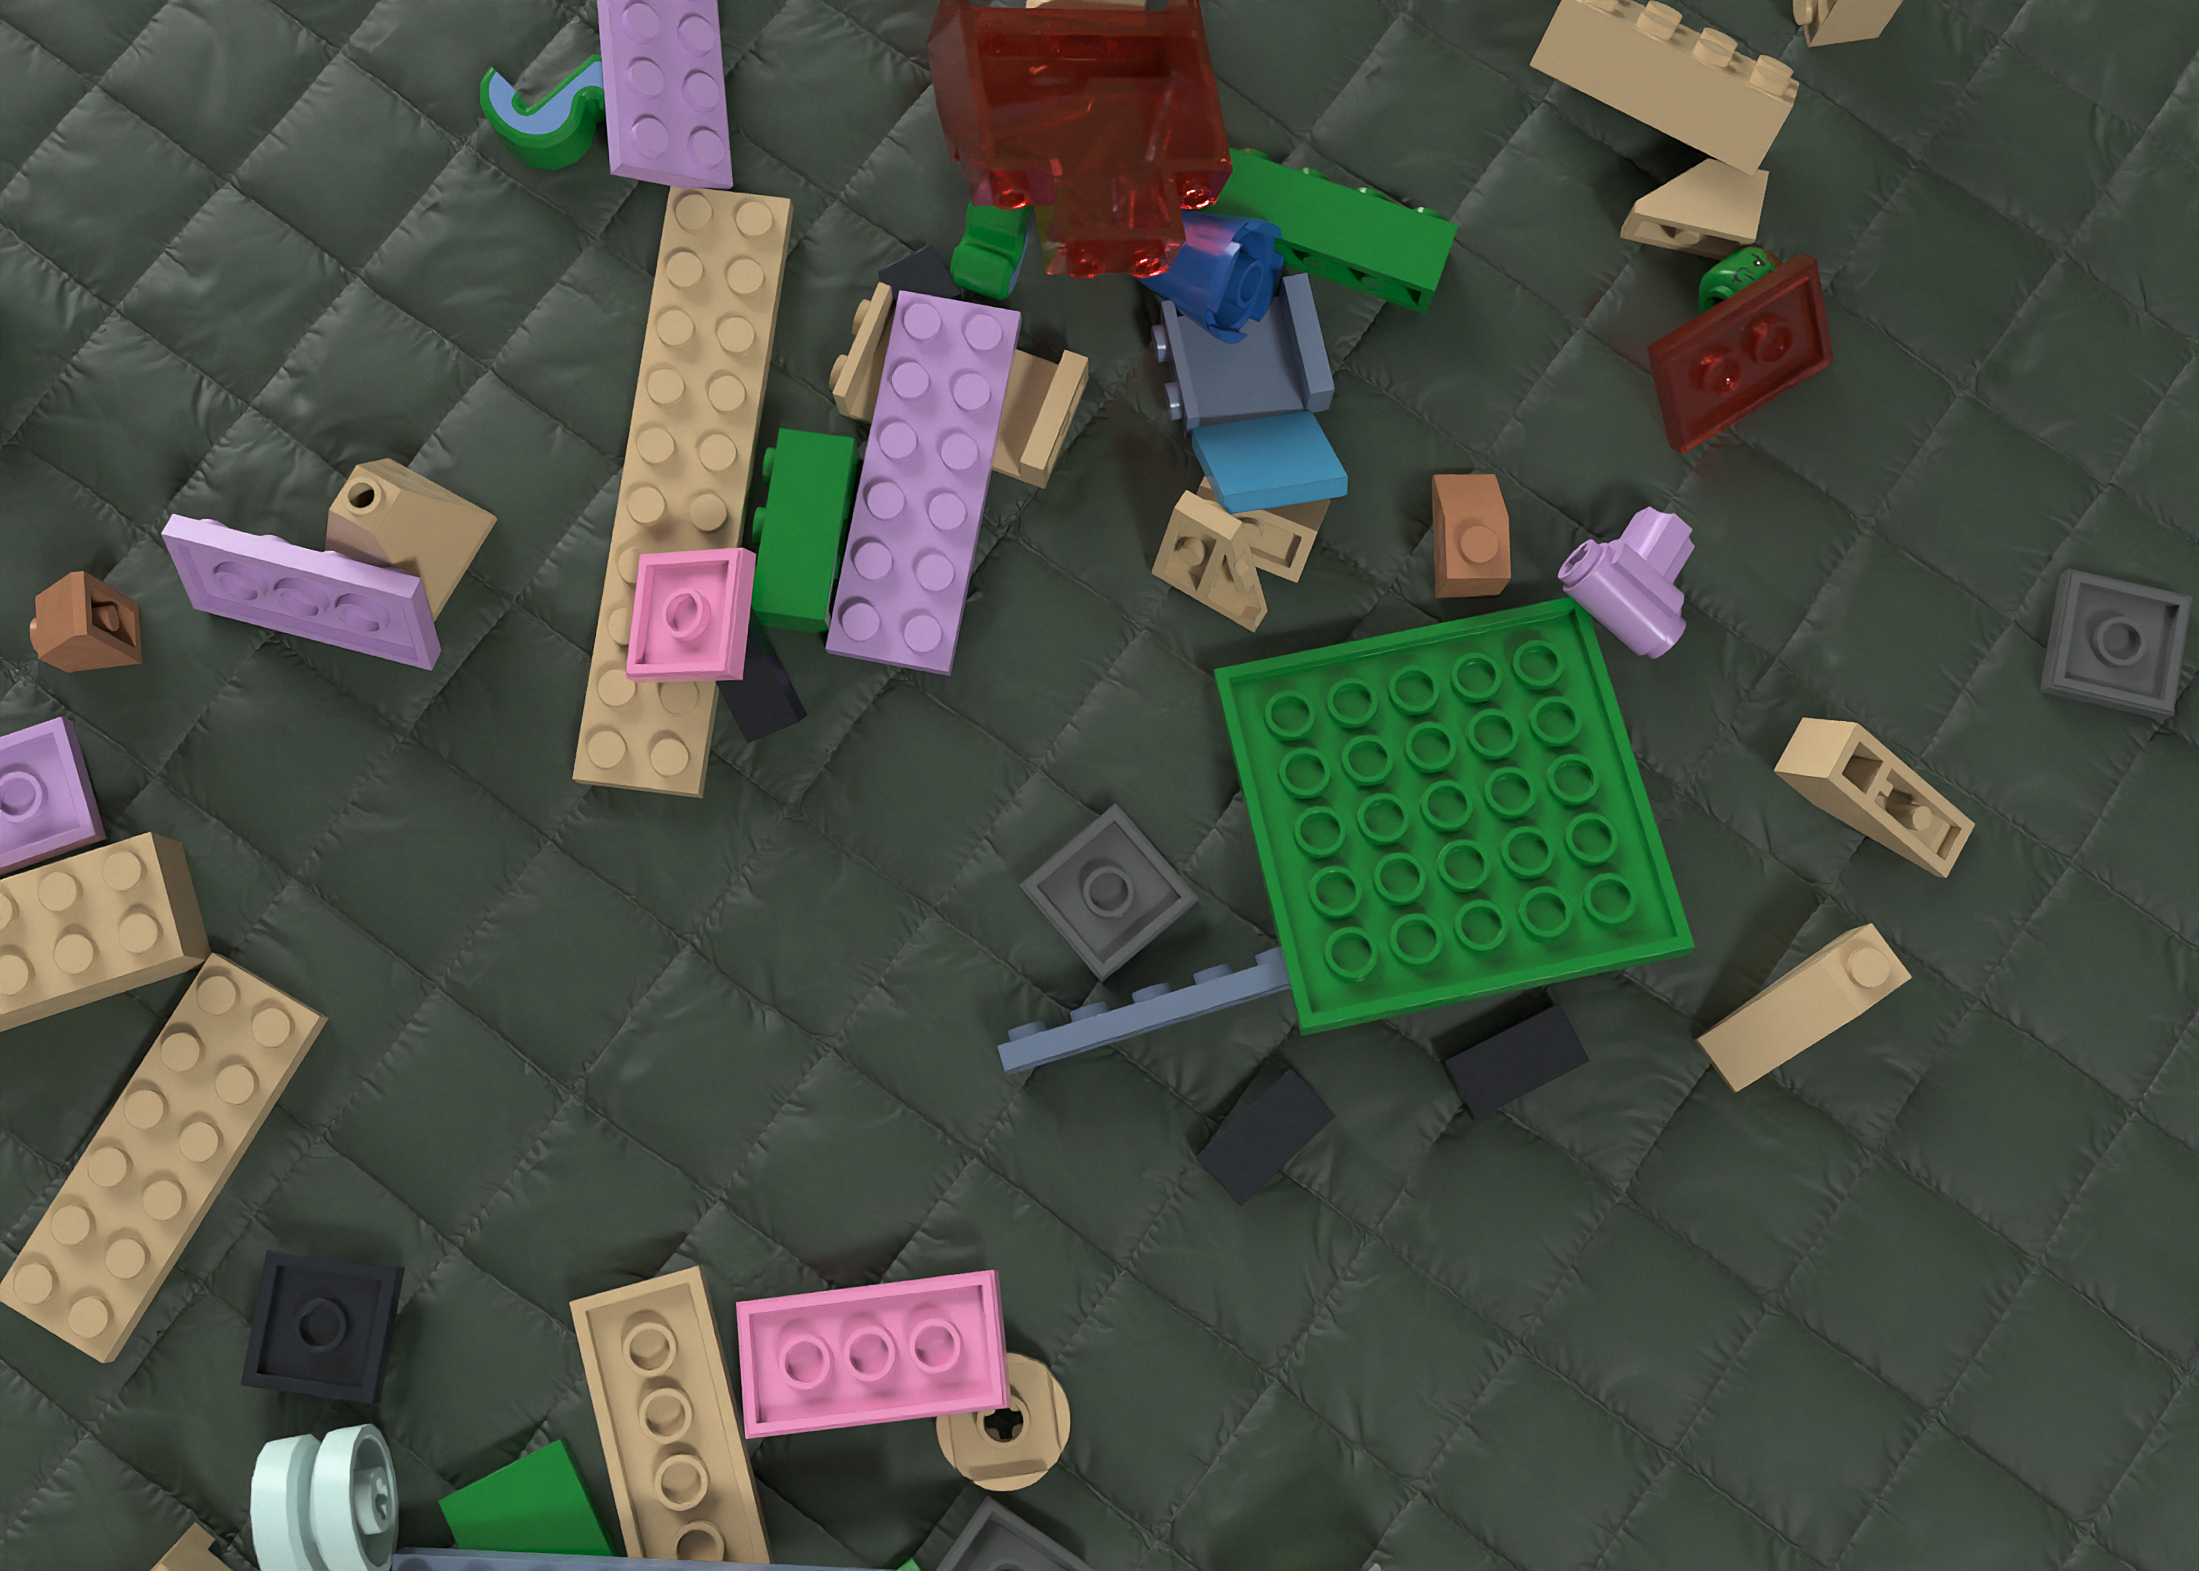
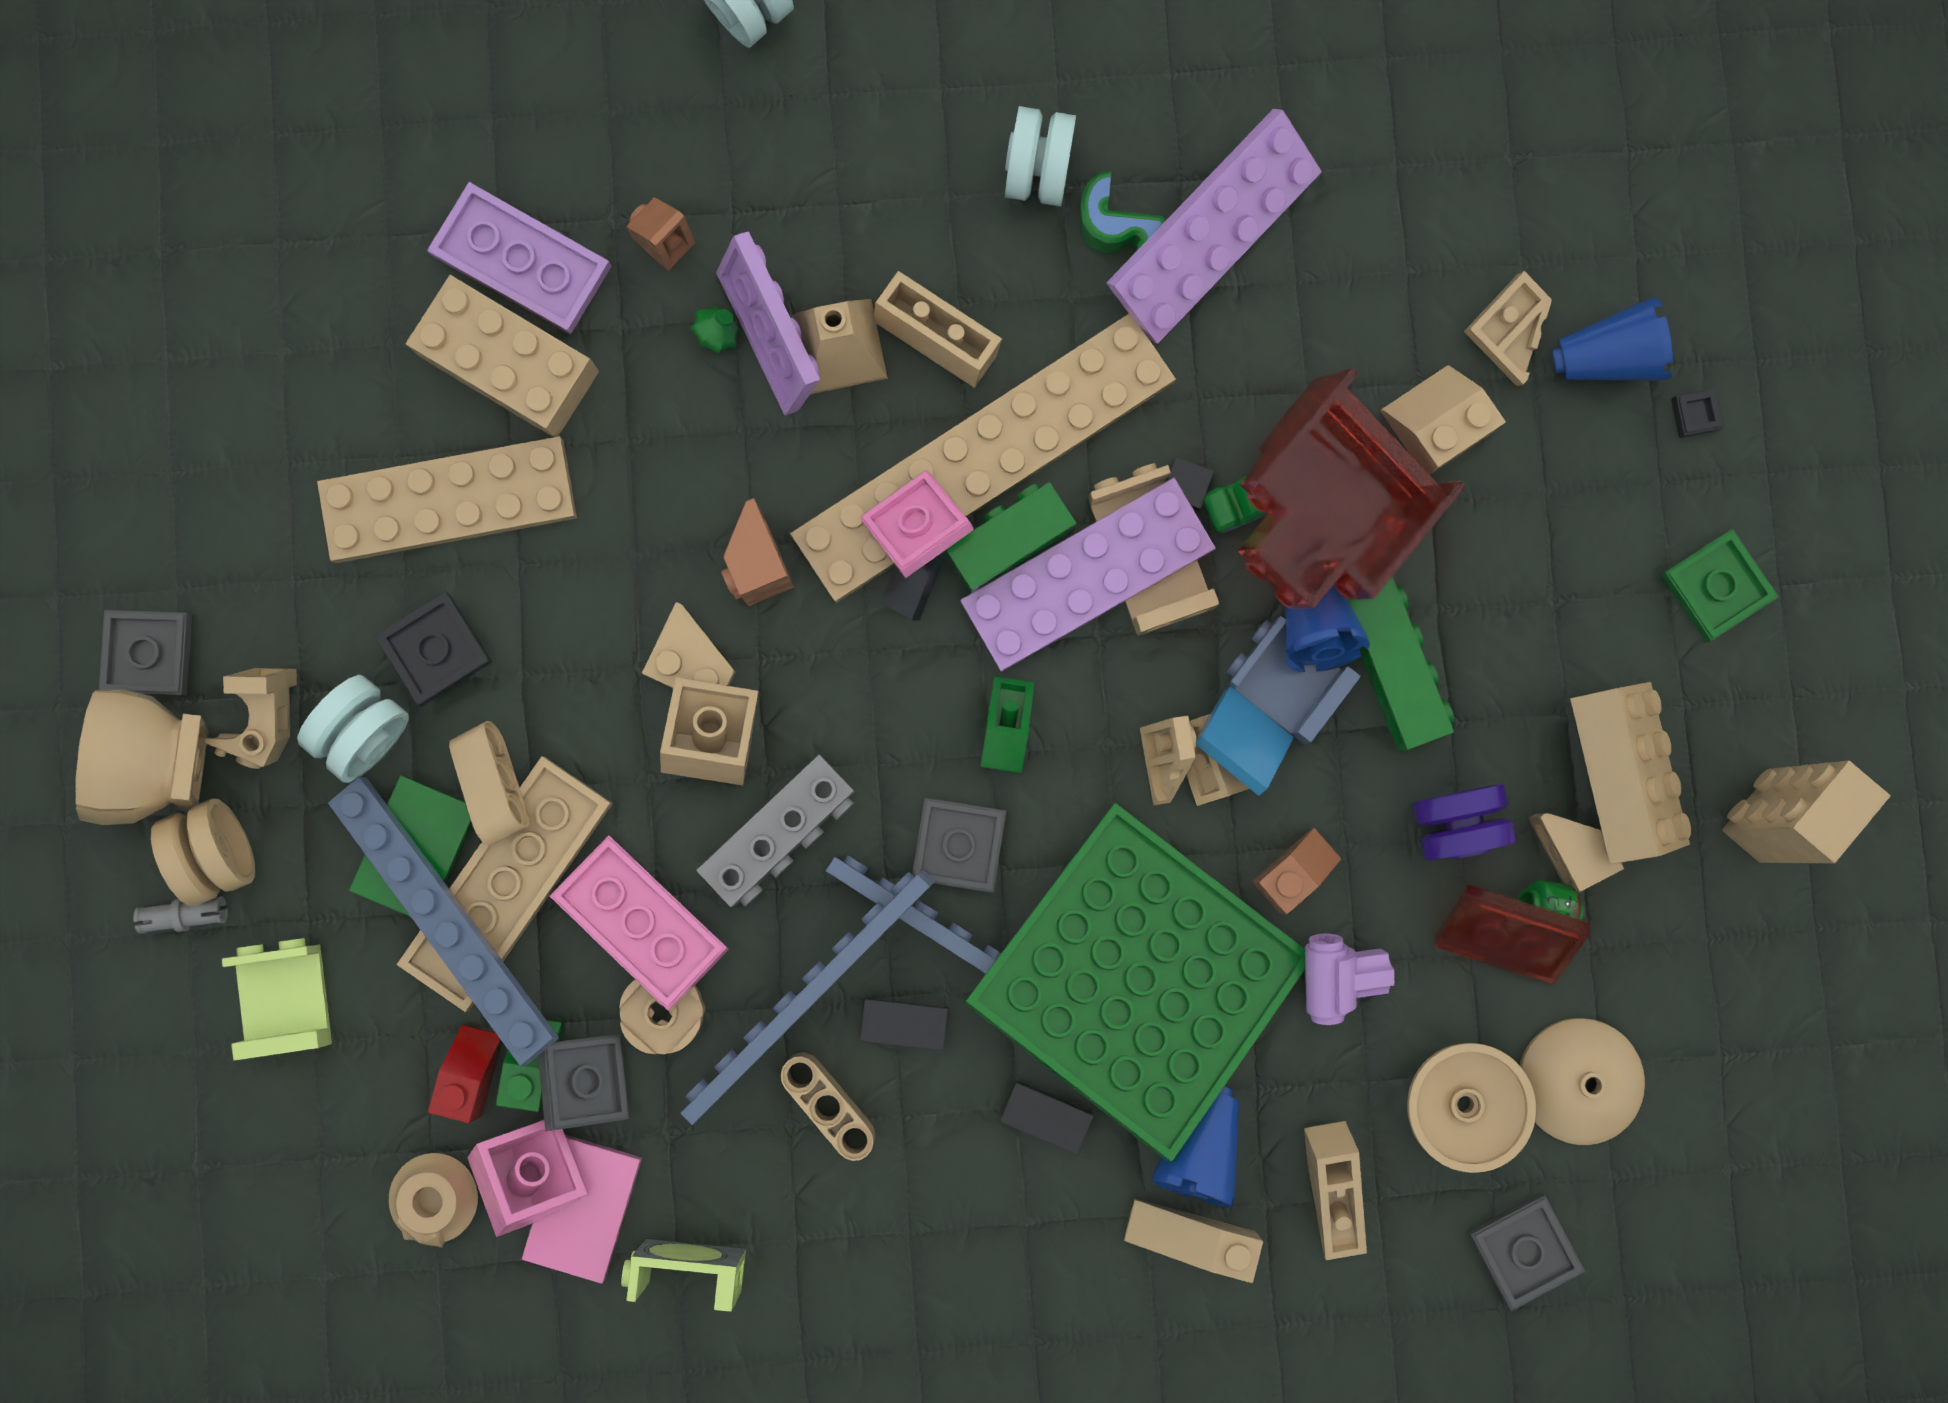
camera: 45 degrees right, 5 degrees up
(256, 660) = (715, 329): none -> green piece
(400, 126) = (1039, 156): none -> light aqua wheel
(489, 408) = (936, 329): none -> tan brick
(543, 1395) = (488, 783): none -> tan beam
(566, 841) = (754, 560): none -> nougat slope
(615, 1026) = (686, 653): none -> tan wing
(718, 1072) = (708, 731): none -> tan slope
(908, 1092) = (776, 831): none -> light grey brick
(1018, 716) = (1007, 724): none -> green slope
(1134, 1249) = (792, 1007): none -> sand blue plate
(1320, 1316) = (831, 1126): none -> tan beam
(1571, 297) = (1464, 823): none -> dark purple wheel
(1725, 909) = (1208, 1158): none -> blue cone
(1934, 541) = (1498, 1114): none -> tan dish
(1941, 442) = (1560, 1064): none -> tan dish

